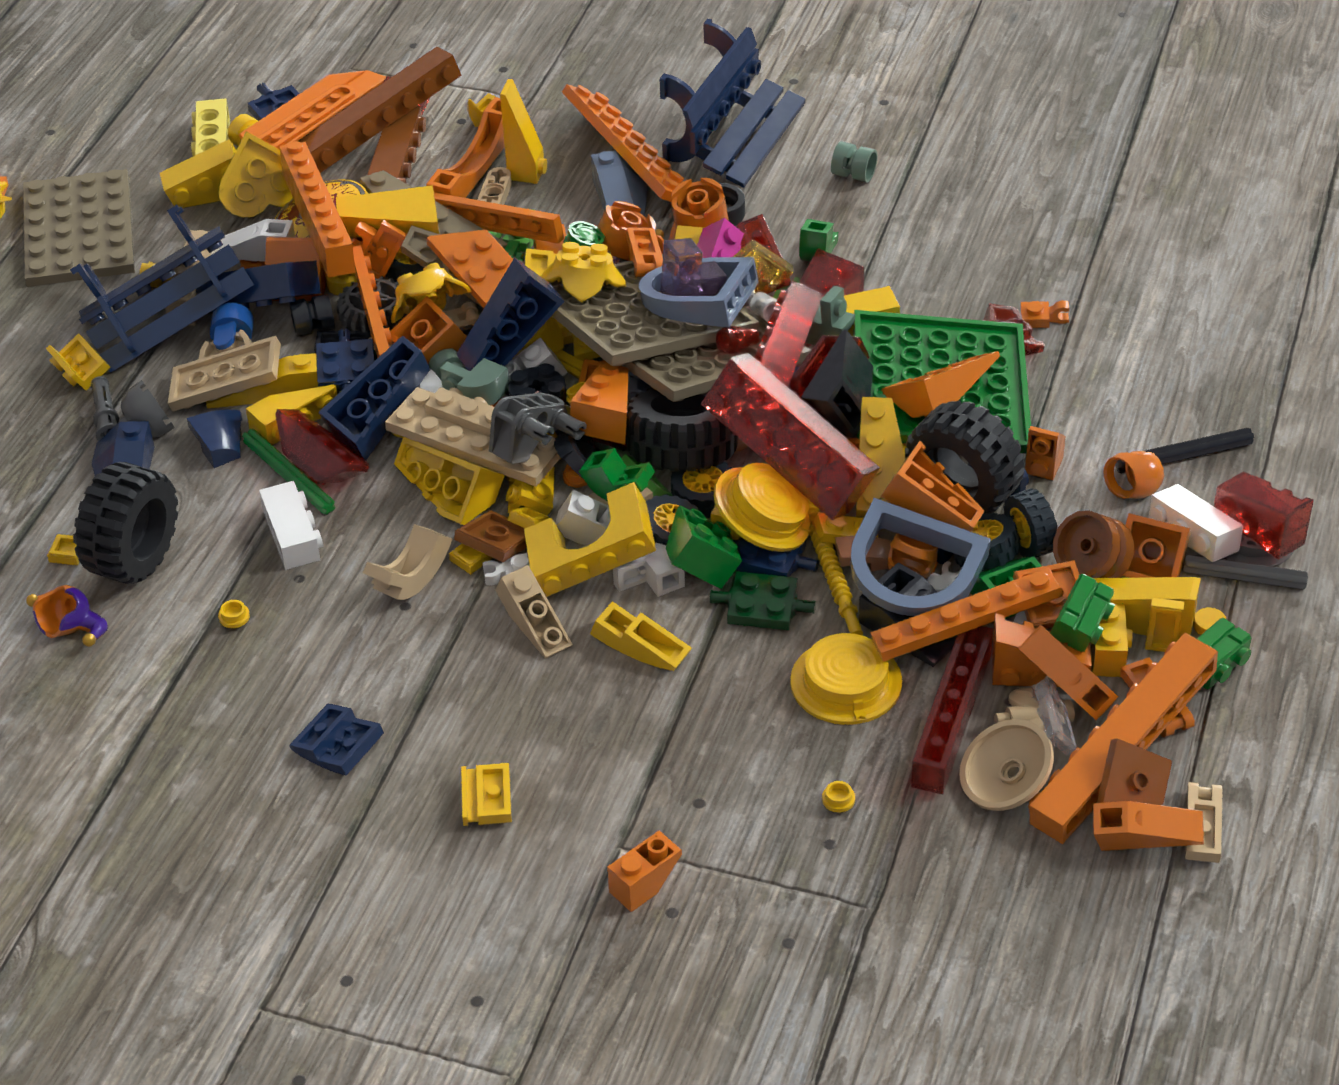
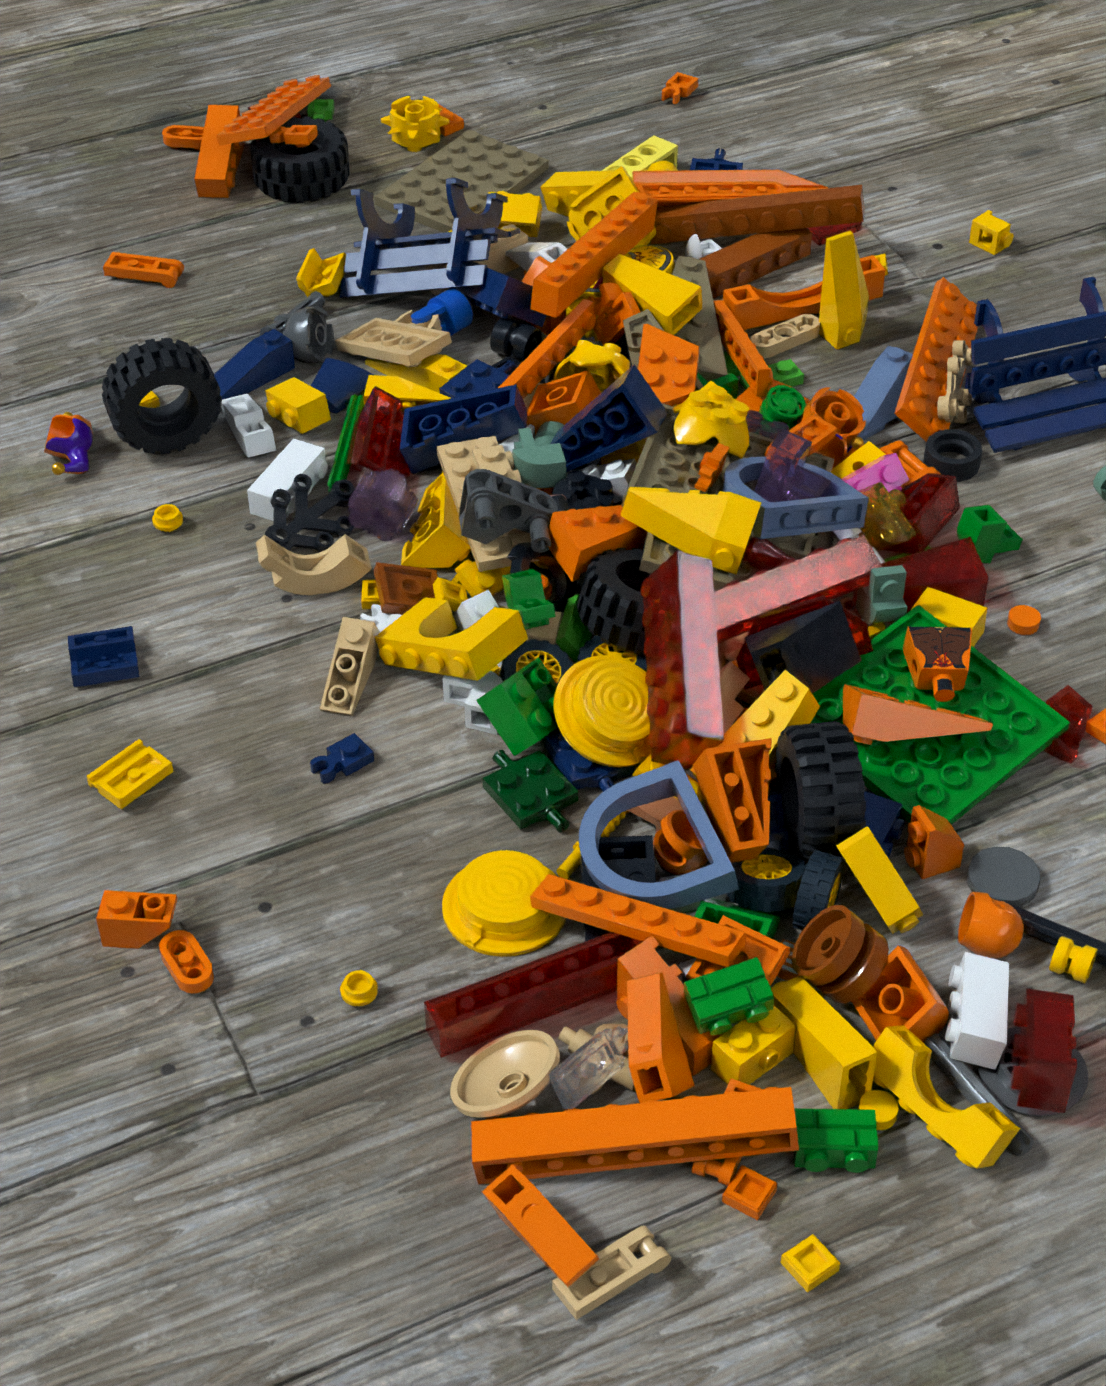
camera: 45 degrees right, 0 degrees up
(148, 54) = (679, 86): none -> orange plate
(159, 228) = (522, 211): none -> yellow brick
(205, 510) = (248, 425): none -> white slope
(216, 466) = (297, 405): none -> yellow brick
(348, 564) = (309, 518): none -> black plant
(353, 168) = (700, 249): none -> white plate
(397, 489) = (382, 504): none -> clear purple brick
(536, 37) = (990, 233): none -> yellow brick
(611, 673) = (344, 756): none -> dark blue plate
(633, 300) = (711, 467): none -> orange plate
(639, 638) = (396, 744): yellow slope -> none
(670, 143) = (948, 405): none -> tan plant
(686, 342) = (696, 522): none -> yellow wedge
(698, 203) = (912, 437): orange brick -> none
(710, 870) = (189, 964): none -> orange plate
(902, 283) = (1024, 620): none -> orange tile
(916, 334) = (938, 659): none -> torso
(1060, 487) = (880, 881): none -> yellow slope
(1095, 442) = (1004, 875): none -> dark grey tile
(1134, 775) = (583, 1179): dark orange plate -> none
(1163, 623) = (810, 1072): yellow tile -> none
(1199, 459) = (1073, 959): none -> yellow wheel
(1209, 721) = (749, 1192): none -> orange tile
(1279, 587) = (975, 1133): none -> yellow arch
(1287, 729) = (810, 1263): none -> yellow tile

